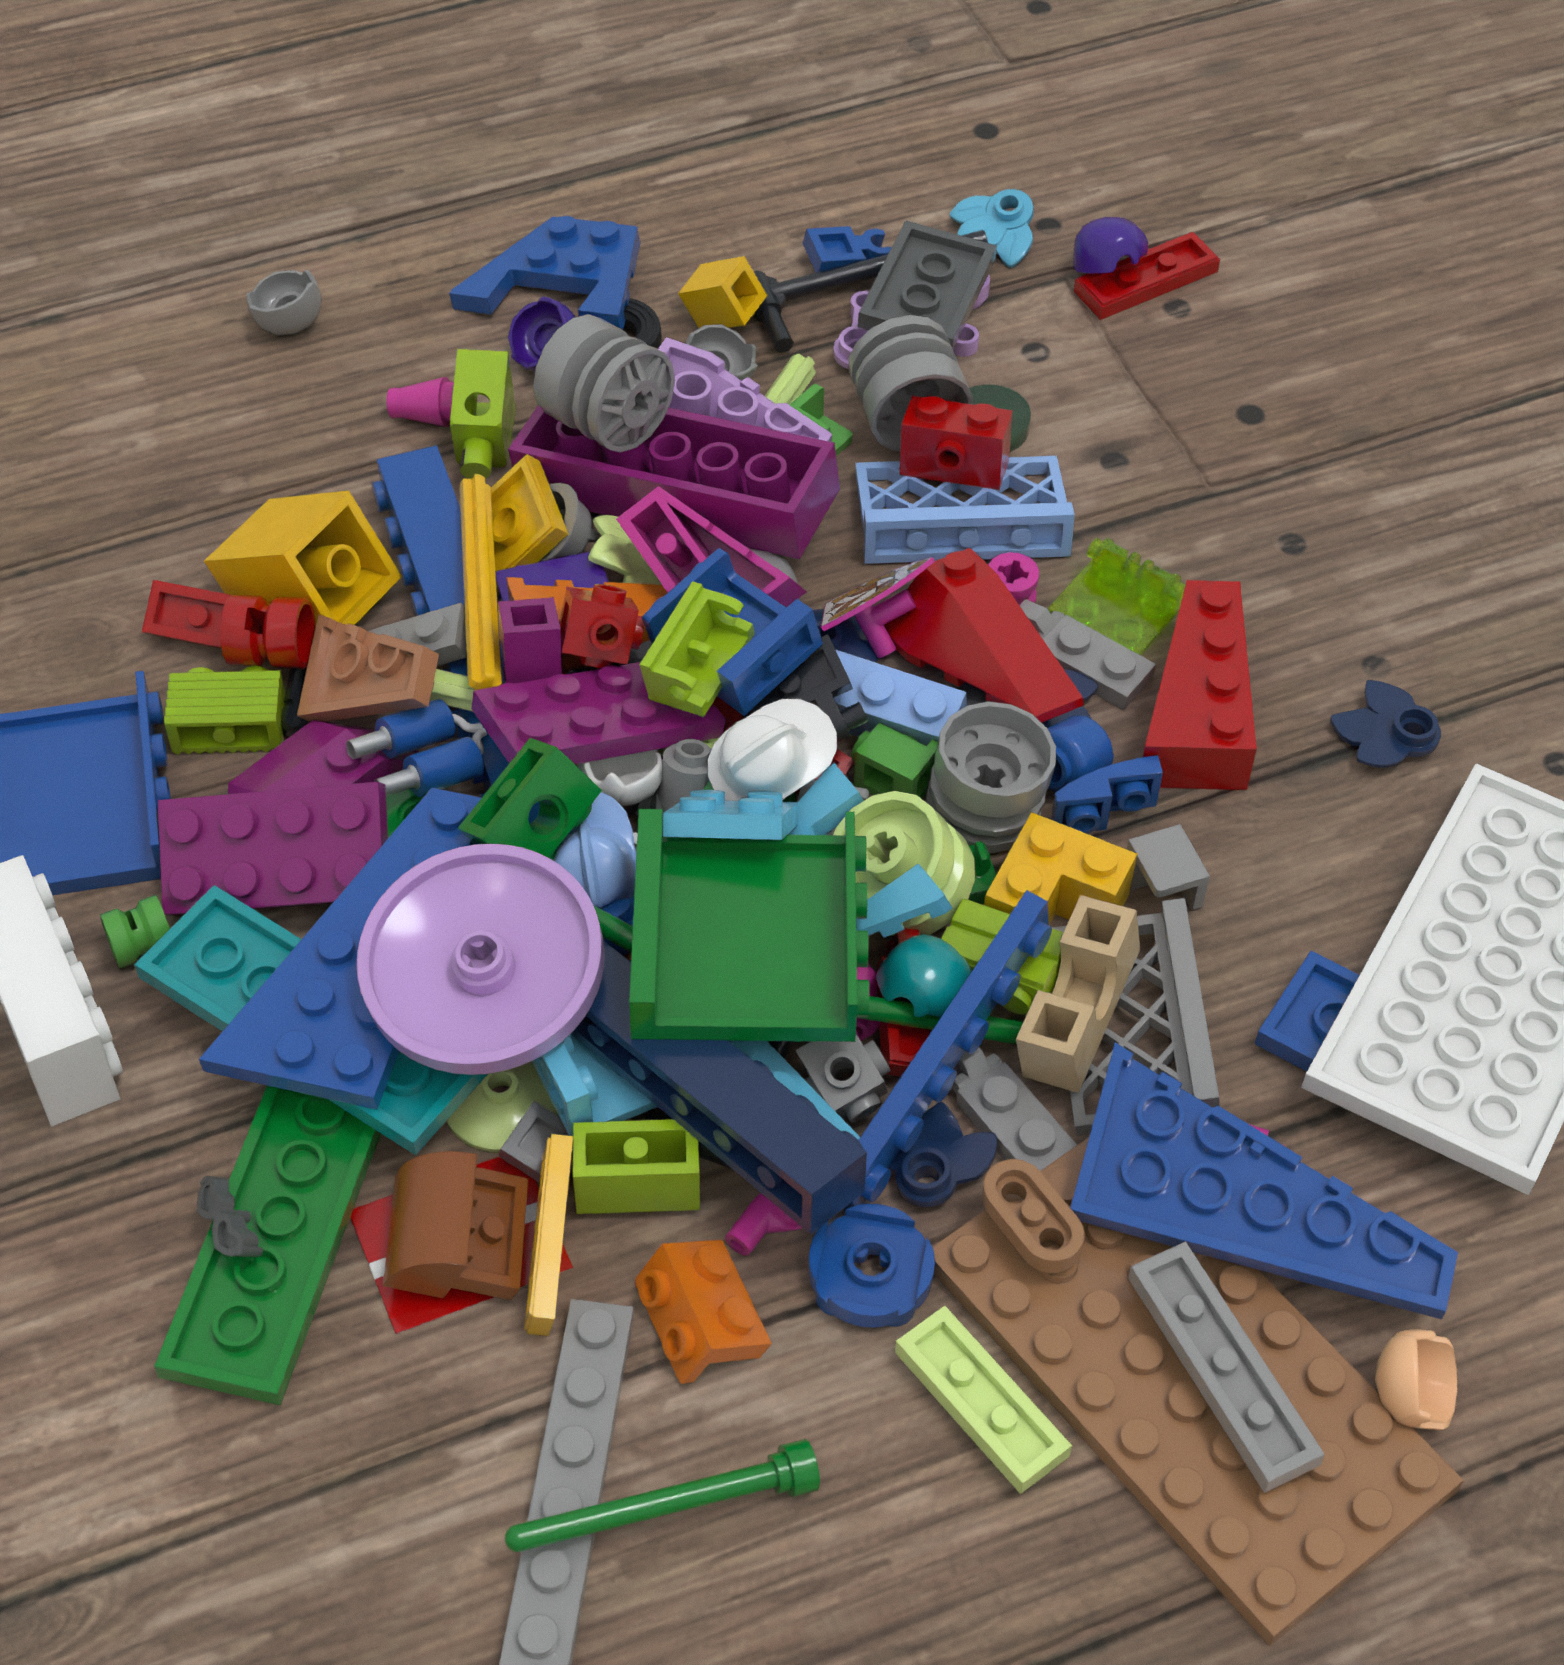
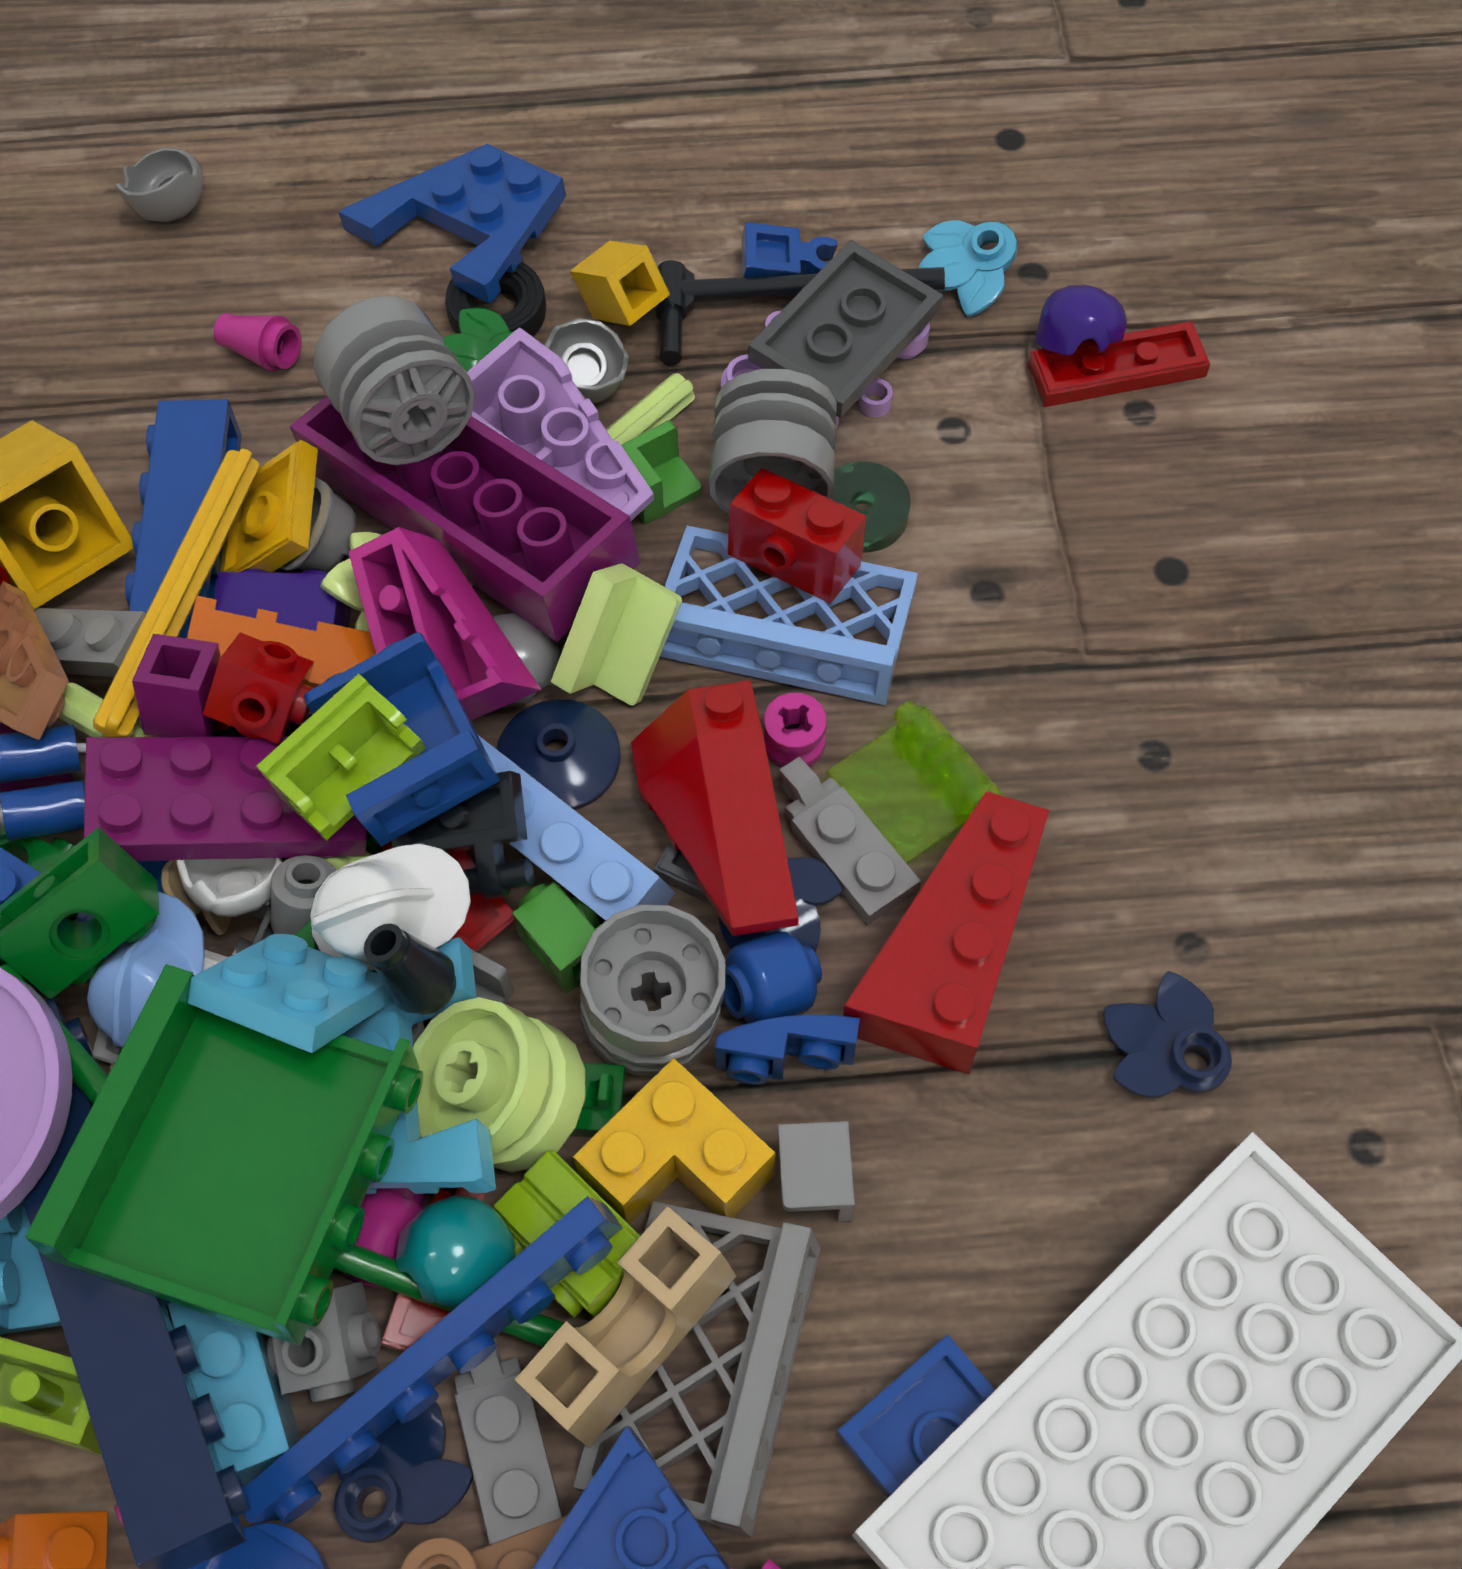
camera: 20 degrees right, 10 degrees up
(482, 429) = (282, 367): lime torso -> none
(534, 328) = (414, 276): dark purple hair -> none
(819, 784) = (411, 970): none -> black cone
(847, 541) = (617, 634): none -> yellowish green panel
(872, 618) = (617, 721): dark pink shield -> none

